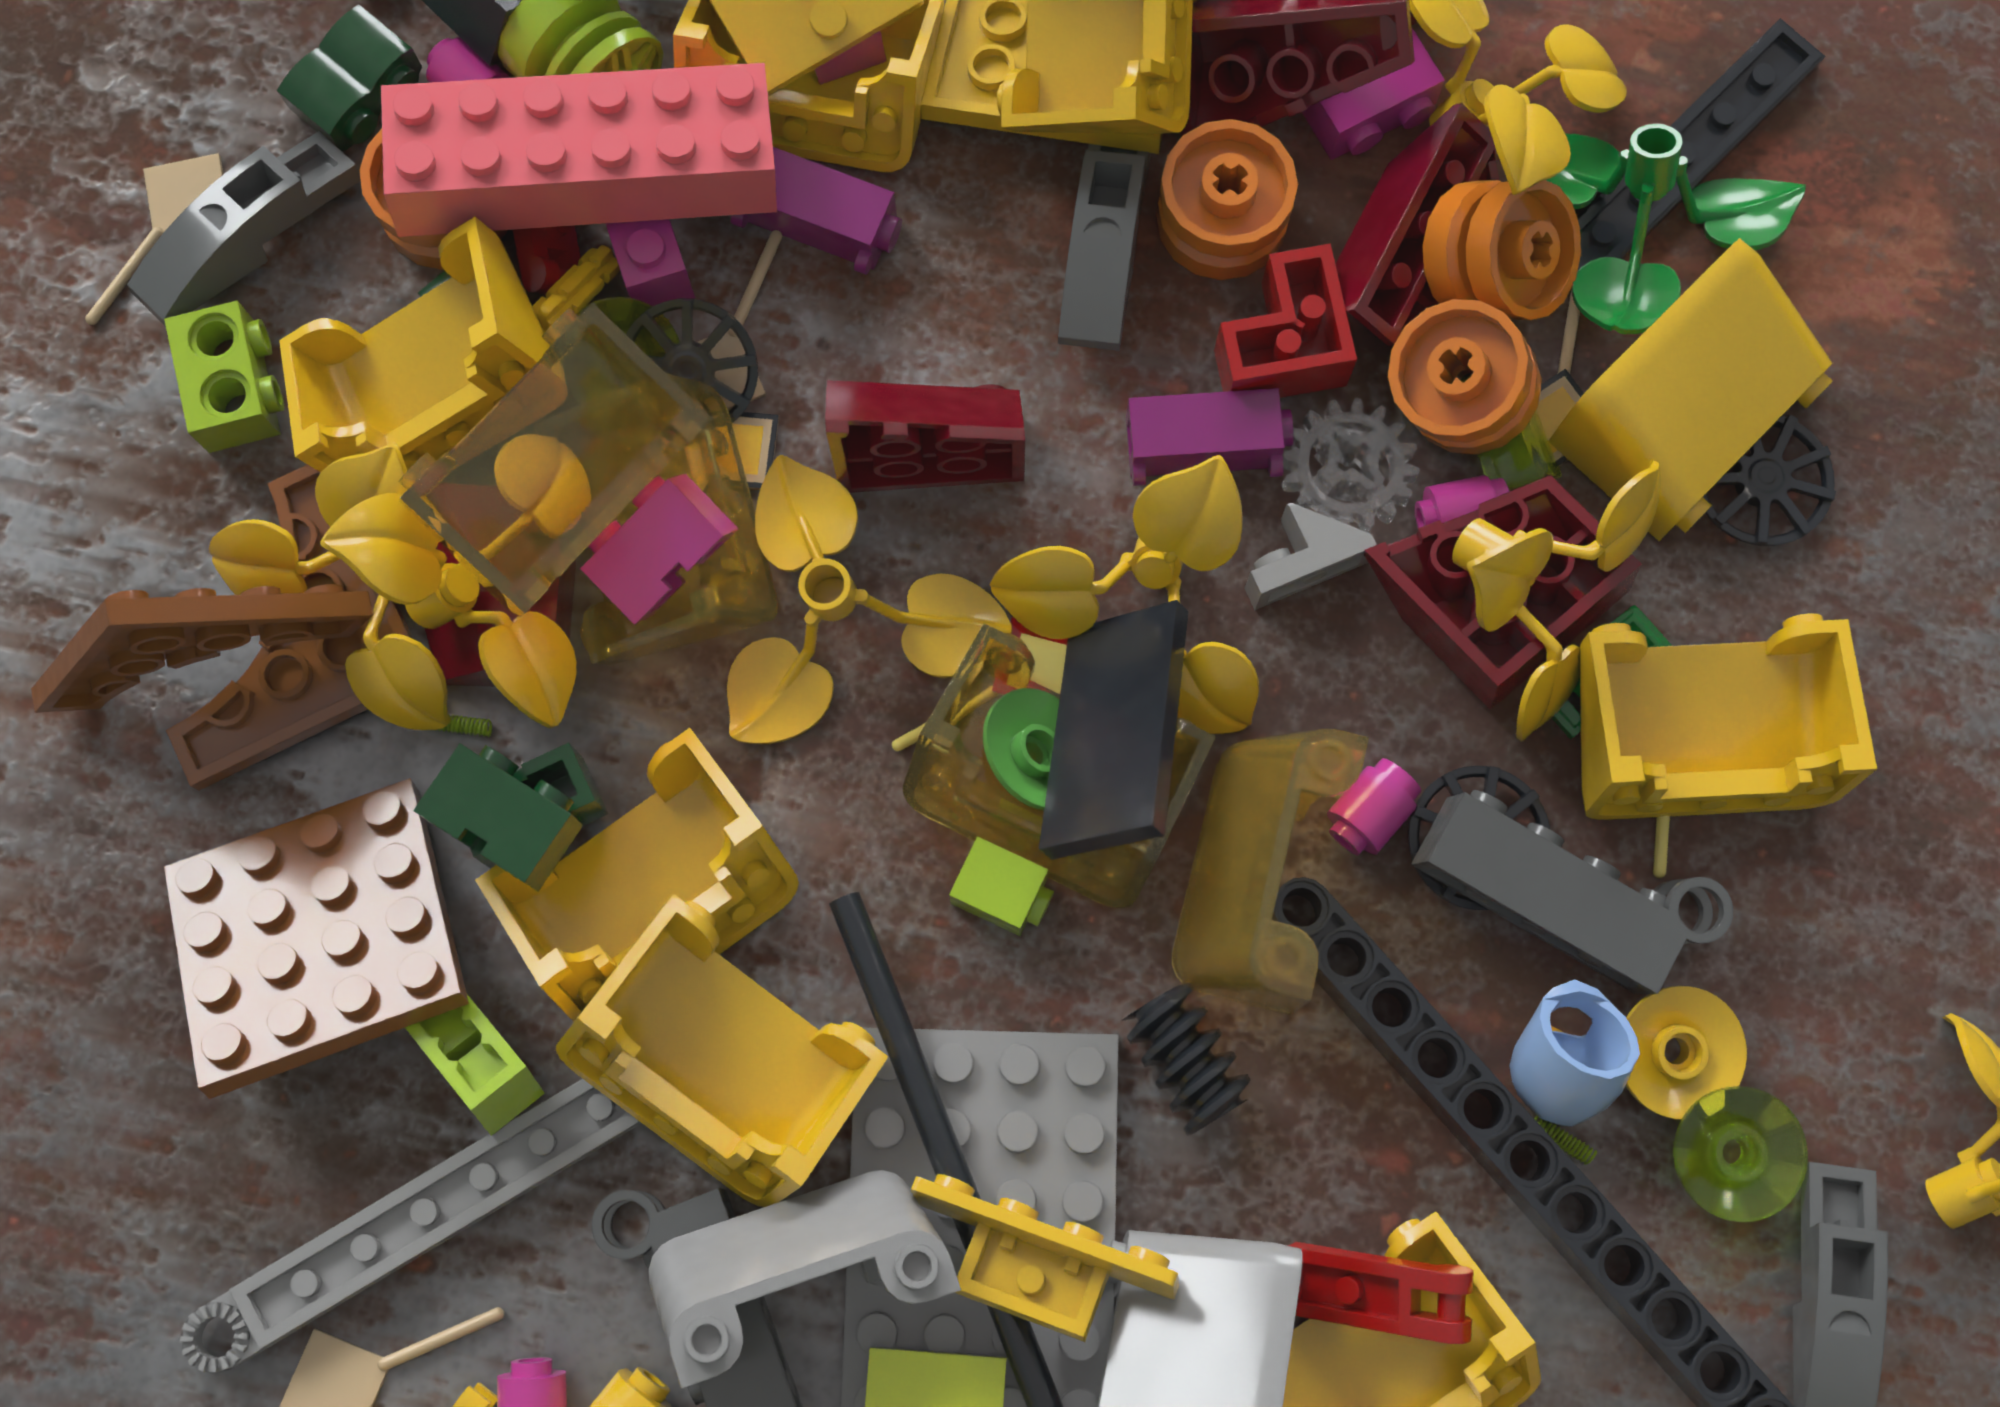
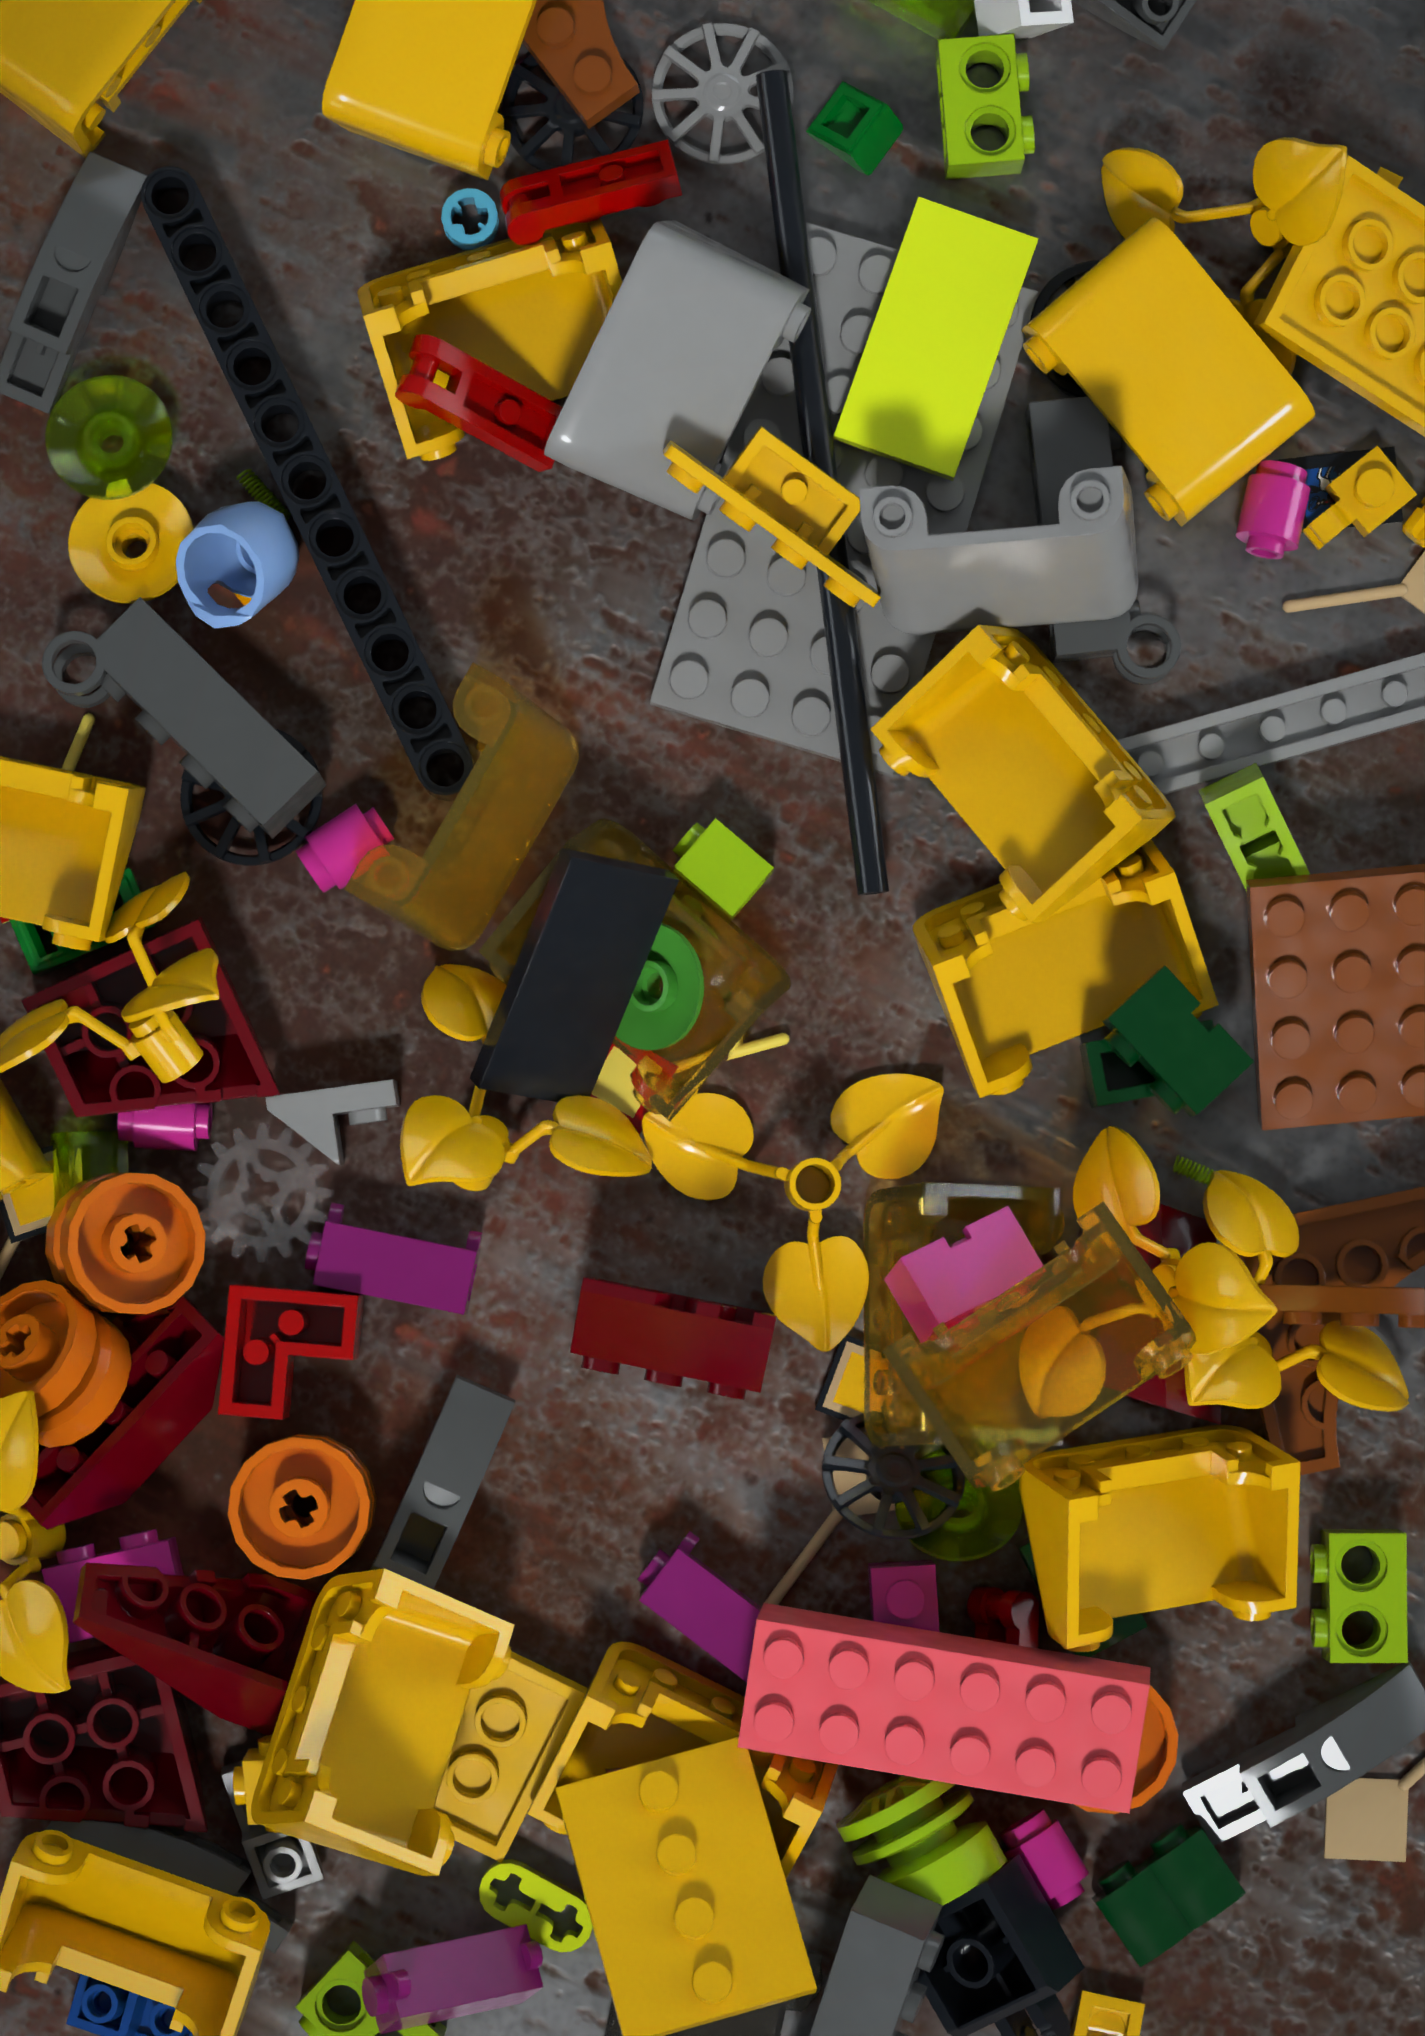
camera: 165 degrees left, 10 degrees up
(577, 285) = (986, 1582): yellow axle -> none
(1187, 1057) = (590, 661): black piece -> none

